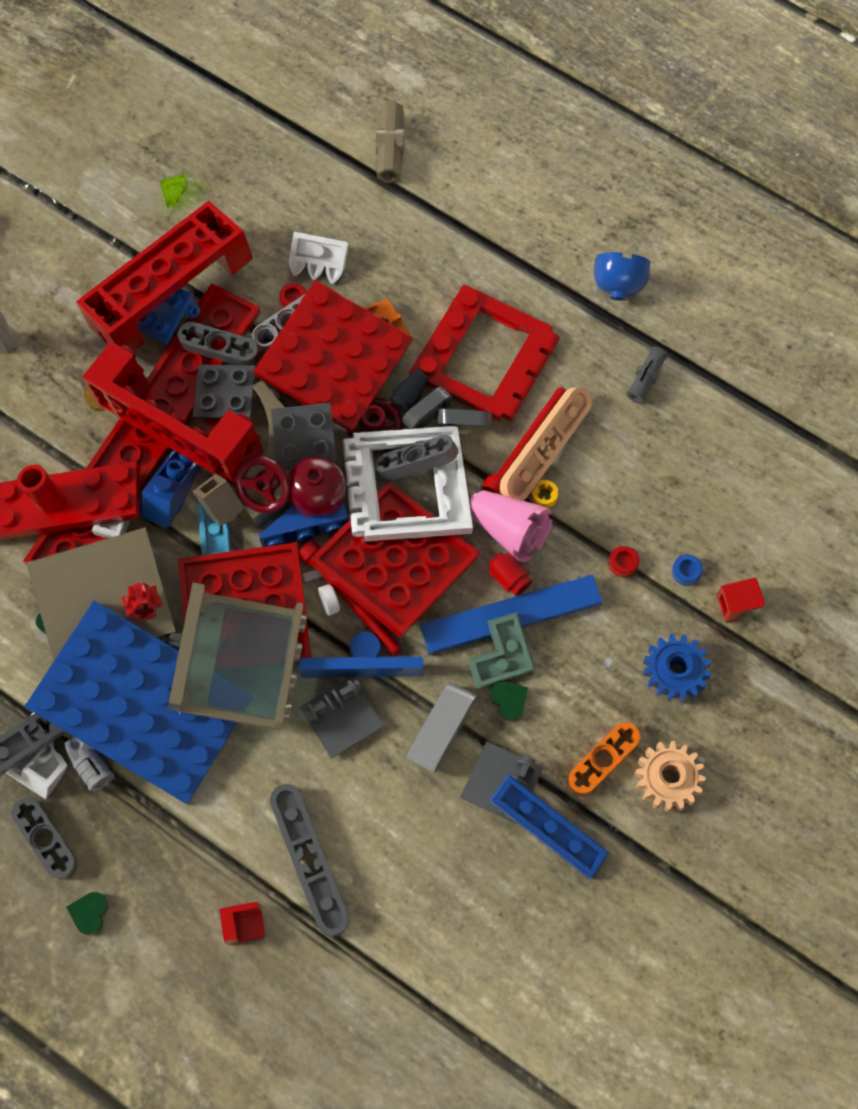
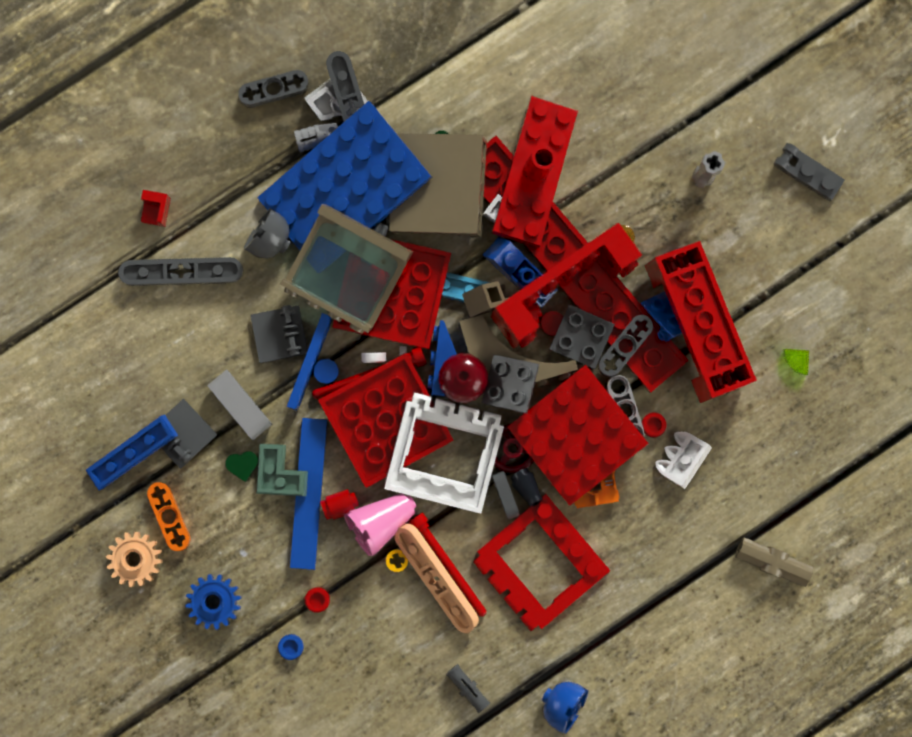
camera: 105 degrees right, 15 degrees up
(88, 912) = (207, 103): dark green tile -> none
(141, 601) = (415, 211): red gear -> none
(228, 768) = (269, 236): none -> dark grey cylinder
(272, 475) = (479, 337): dark red piece -> none
(397, 463) = (455, 476): dark grey beam -> none
(464, 418) = (485, 522): dark grey beam -> none
(739, 598) = (247, 676): red panel -> none

